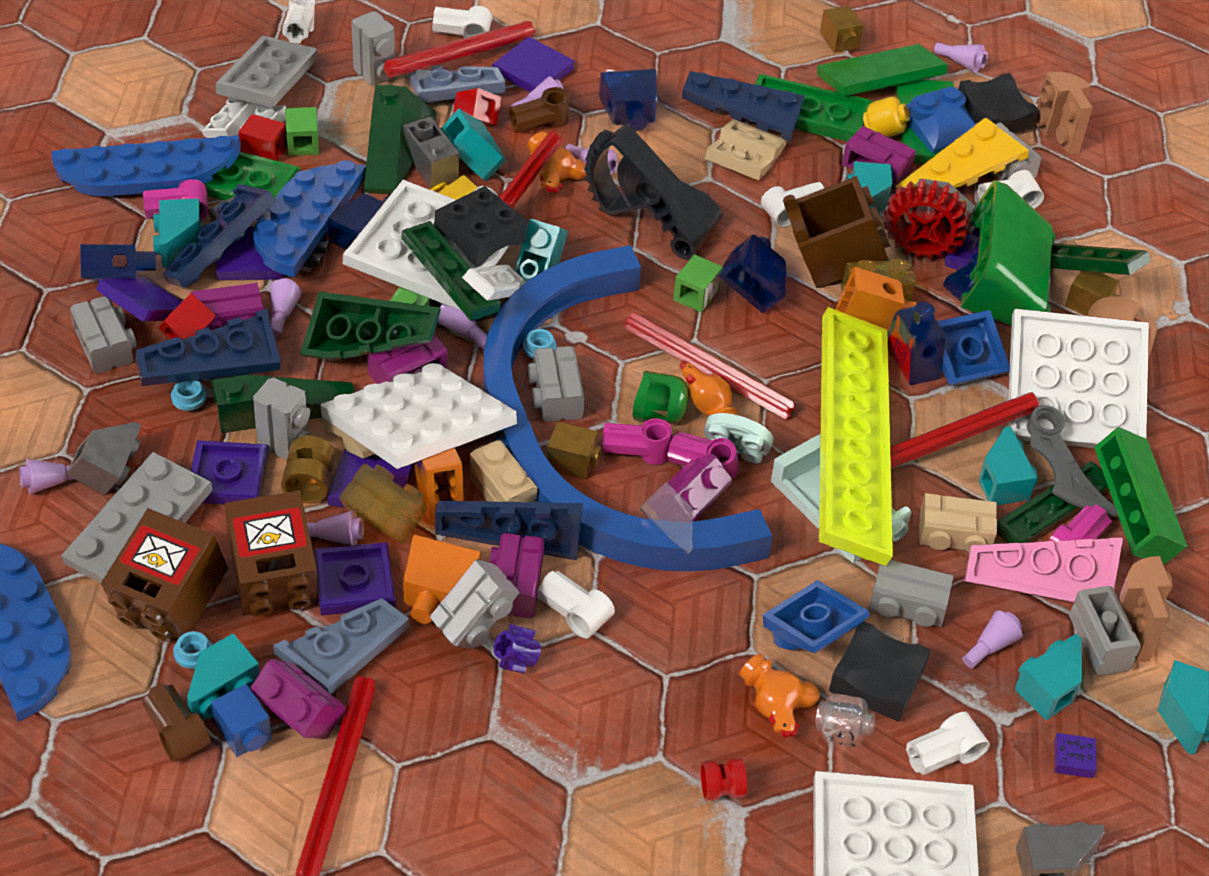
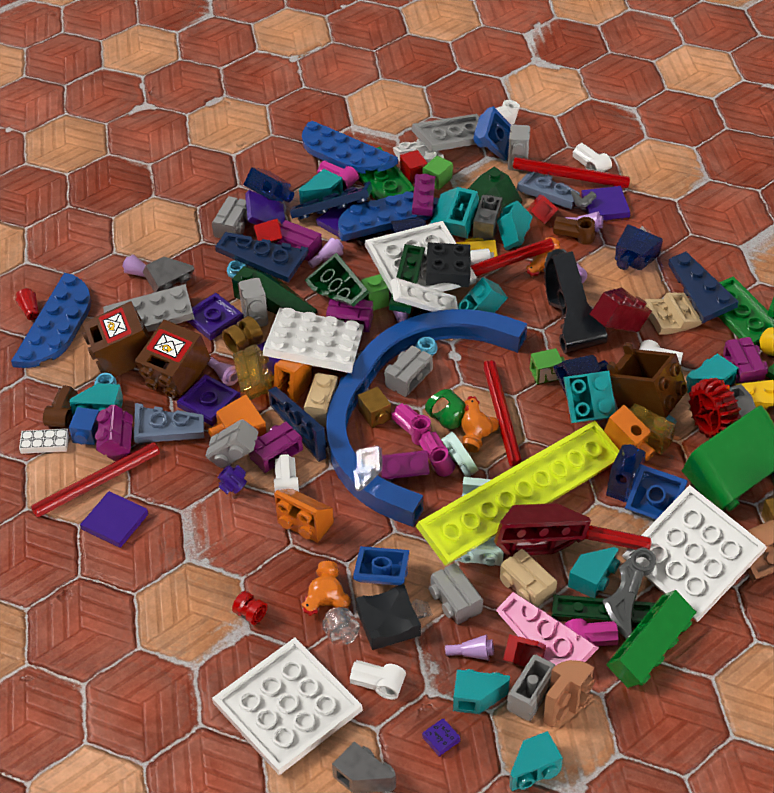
camera: 50 degrees right, 0 degrees up
(200, 782) = (44, 441): none -> white tile
(321, 46) = (493, 132): none -> blue slope
(326, 165) = (423, 195): none -> magenta plate
(388, 158) = (457, 210): none -> teal slope
(423, 807) = (114, 519): none -> dark purple tile
(516, 74) = (585, 201): none -> dark grey animal
(653, 628) = (303, 514): none -> orange slope
(707, 169) = (621, 310): none -> dark red wedge
(806, 280) = (590, 397): none -> teal slope
(925, 453) = (540, 529): none -> dark red wedge
(1050, 600) = (520, 650): none -> red panel

